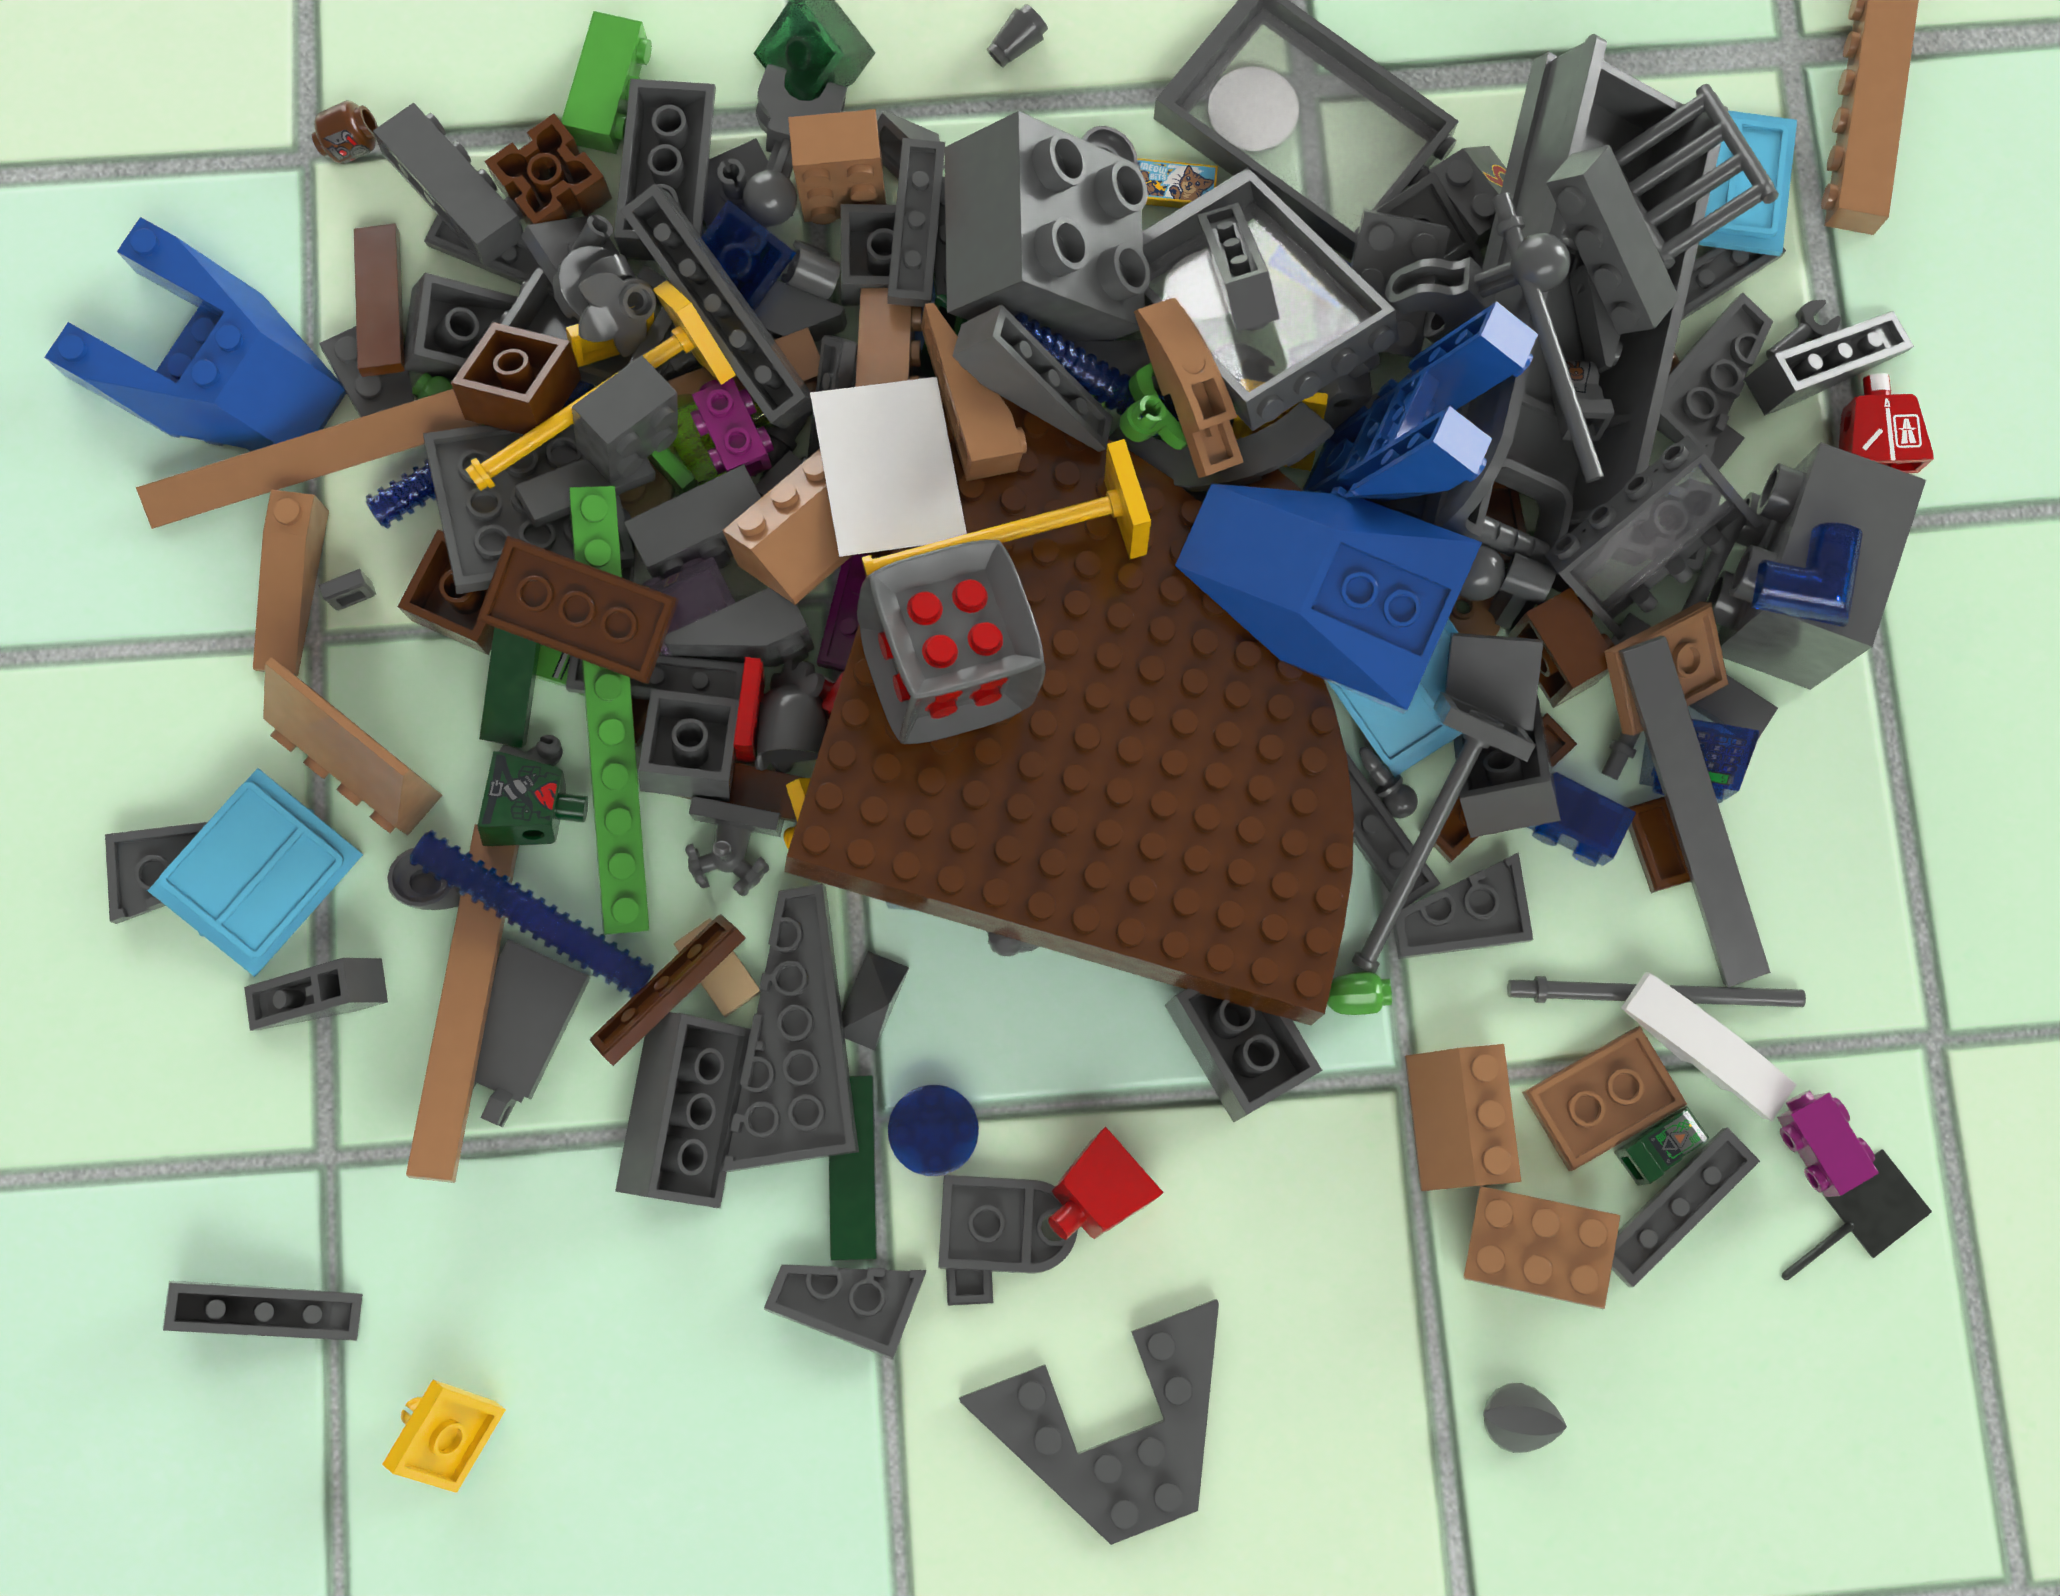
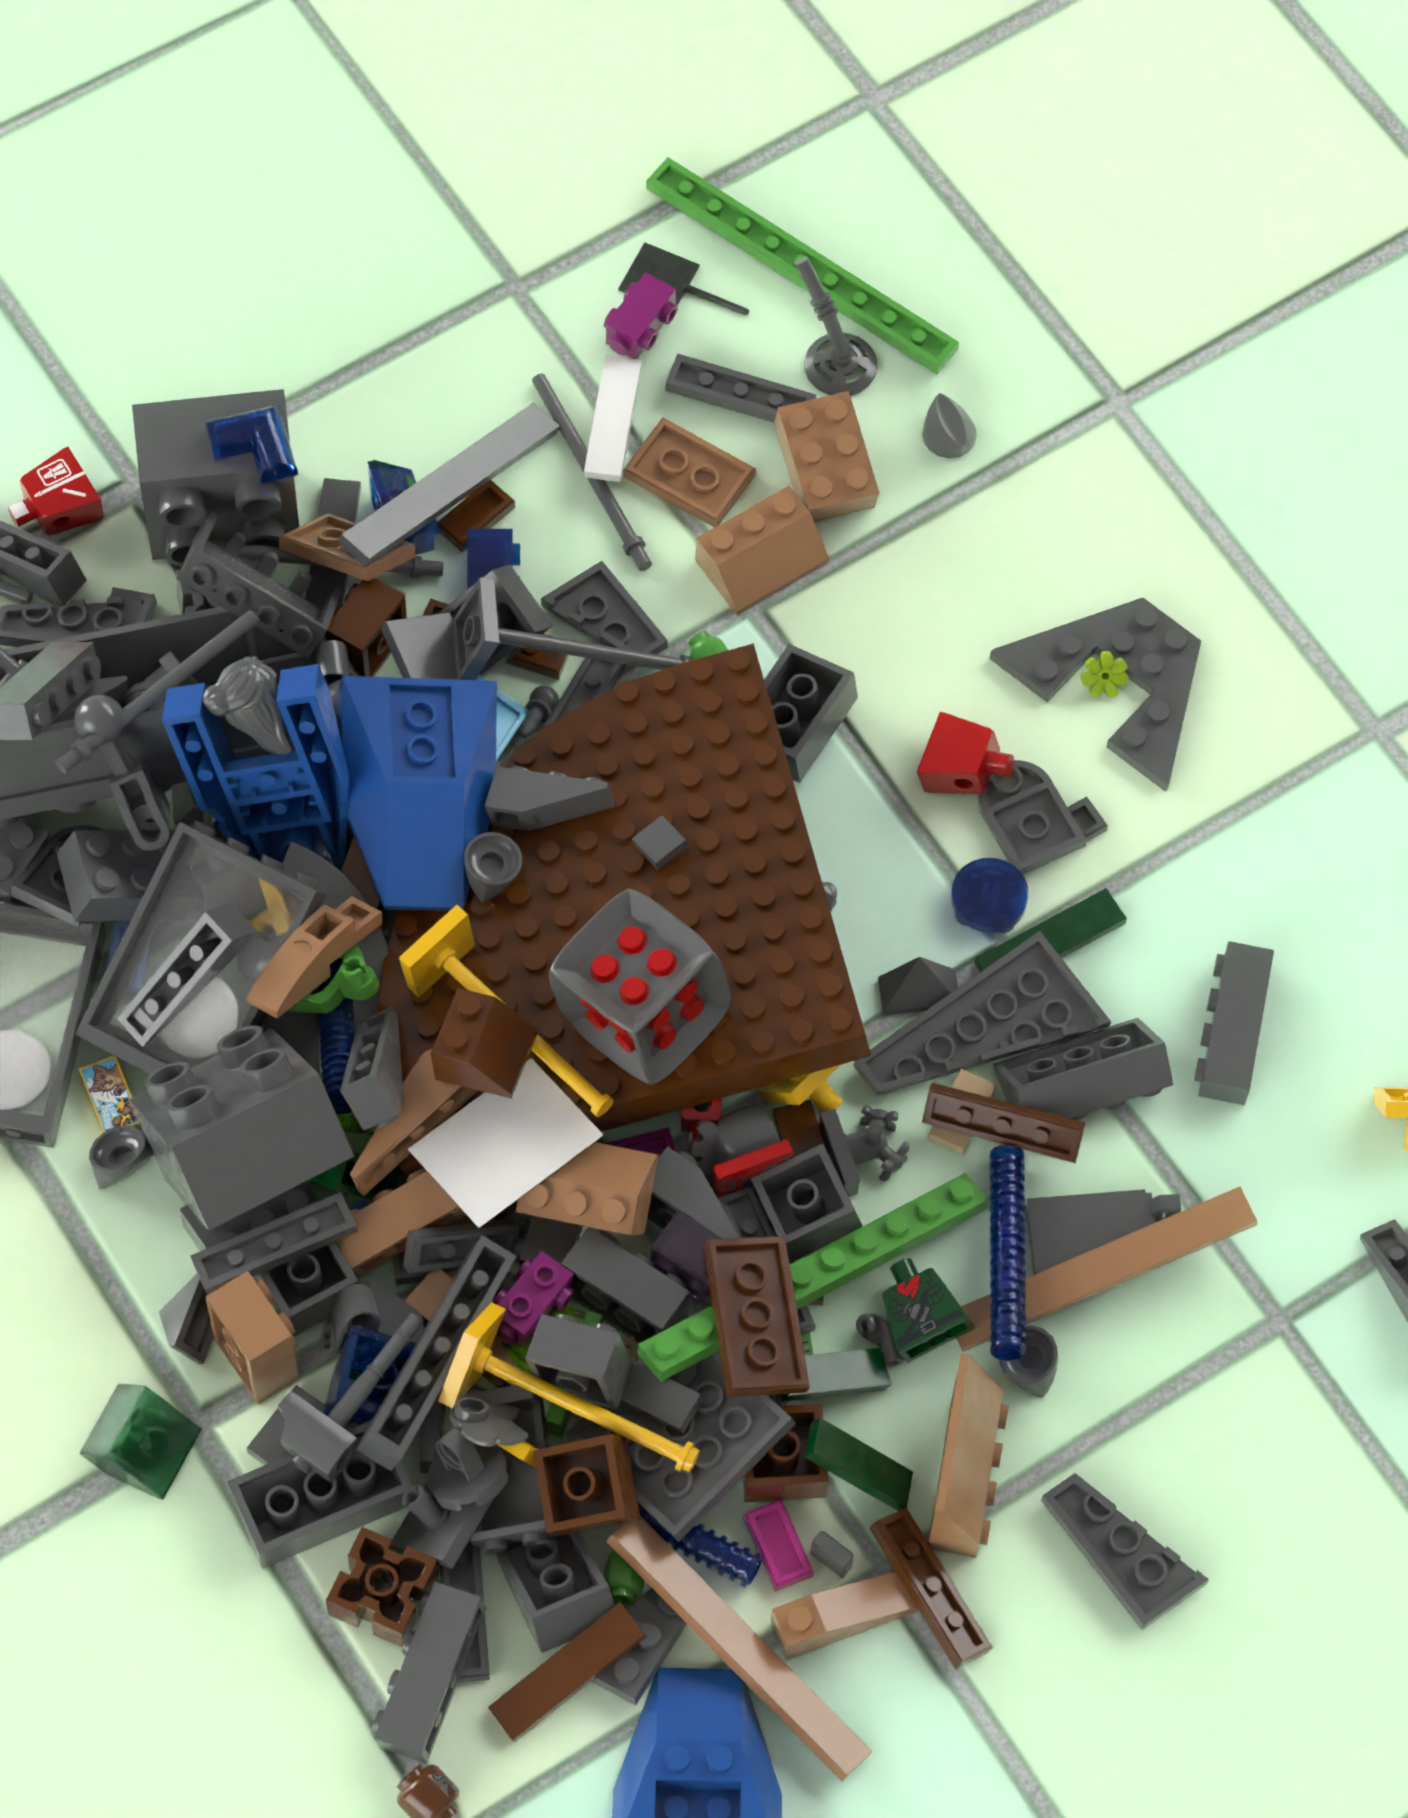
camera: 120 degrees left, 15 degrees down
(244, 662) = (930, 1588): none -> reddish brown tile
(255, 872) = (1101, 1489): medium azure piece -> none
(316, 993) = (1166, 1389): dark grey slope -> none
(386, 551) = (778, 1544): none -> dark pink tile
(404, 649) = (858, 1464): none -> dark green tile
(601, 85) = (261, 1598): bright green brick -> none
(650, 1302) = (1235, 1022): none -> dark grey brick
(697, 168) = (321, 1440): none -> dark grey piece
(770, 193) = (229, 1412): dark grey piece -> none
(848, 1303) = (1148, 889): dark grey wing -> none
(985, 473) = (482, 1044): none -> reddish brown slope
(1018, 35) = (37, 1283): dark grey cone -> none
(1123, 1407) = (1104, 675): none -> lime plant
(1132, 781) = (659, 842): none -> dark grey tile
(1206, 610) = (491, 864): none -> dark grey piece
(1254, 687) = (537, 799): none -> dark grey slope
(1488, 396) = (248, 701): none -> dark grey hair
(1661, 1146) = (704, 418): leg -> none
(1682, 1346) = (840, 353): none -> dark grey dish
(1816, 1370) = (781, 251): none -> bright green plate

